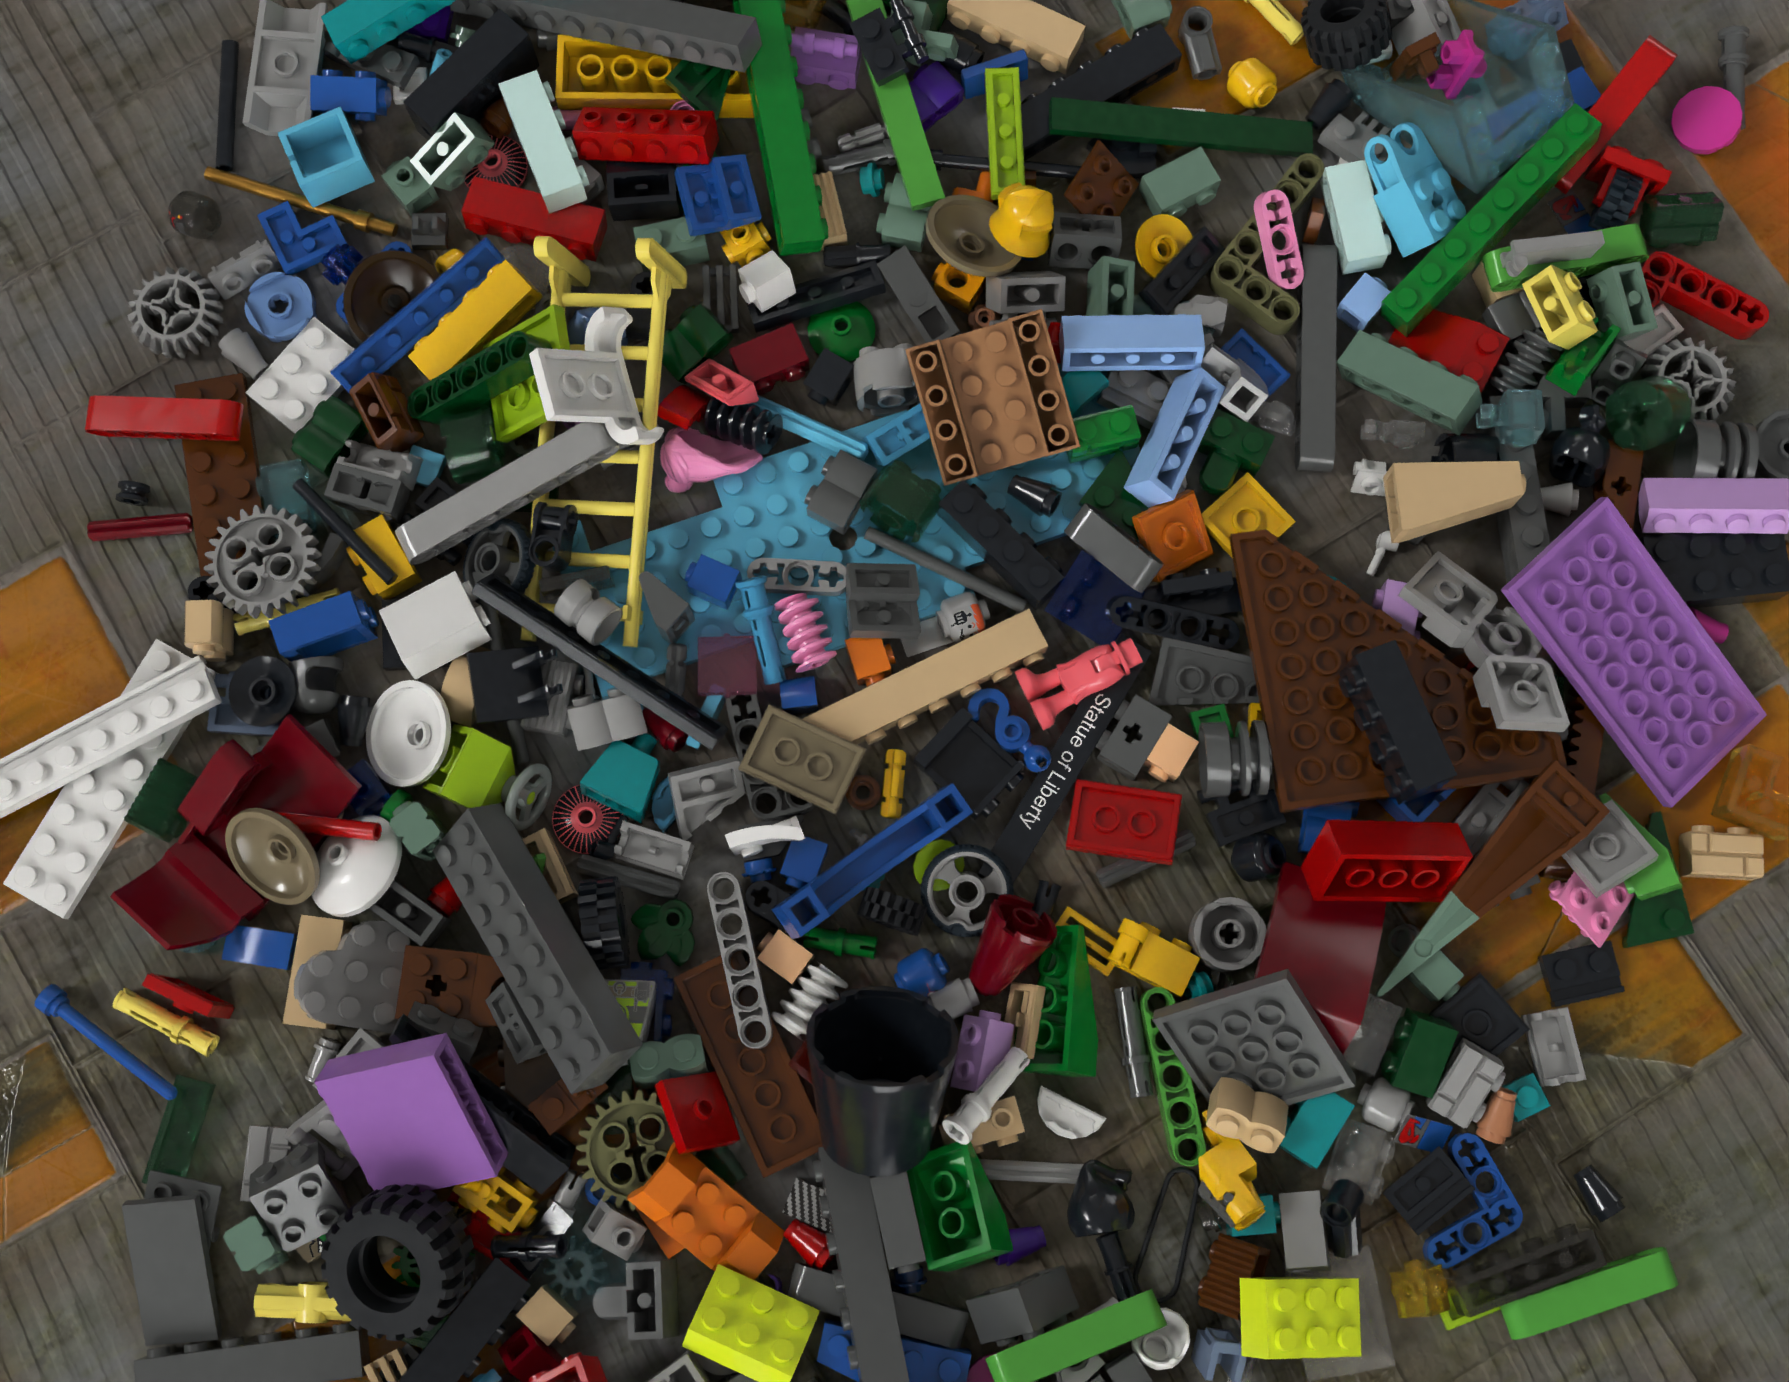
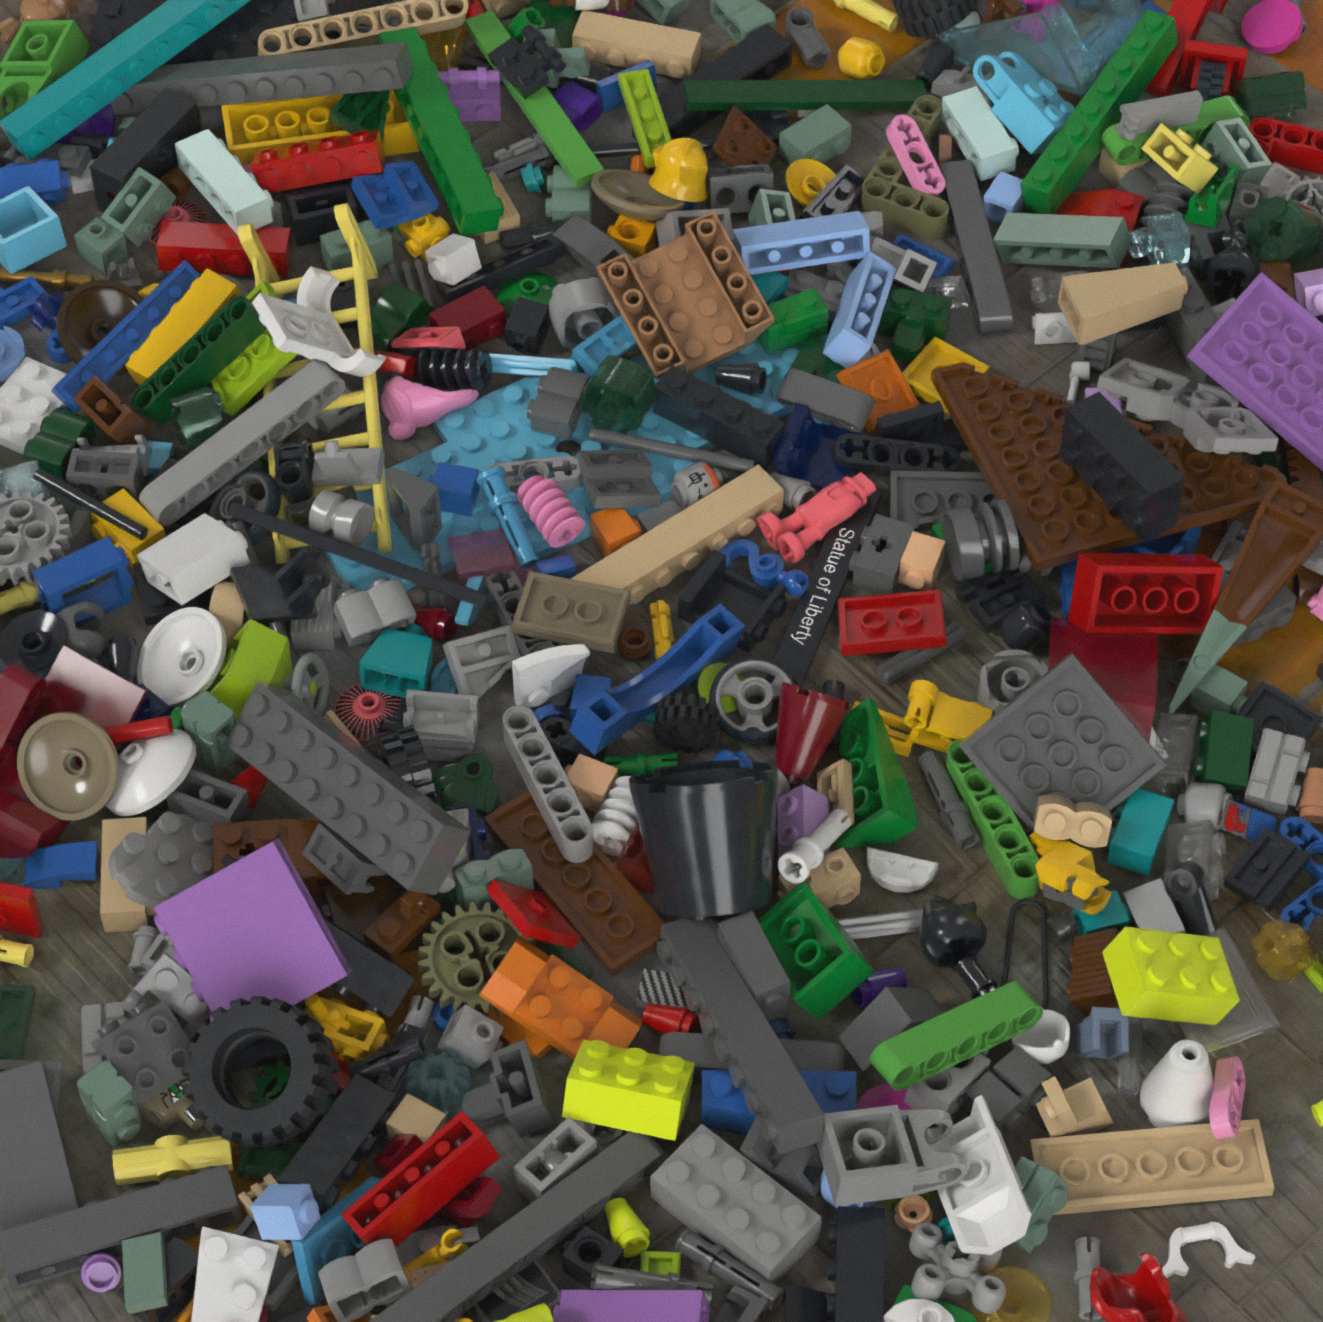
camera: 10 degrees left, 25 degrees down
(607, 546) = (347, 466): none -> light grey piece
(1061, 641) = (795, 490): none -> light grey cone

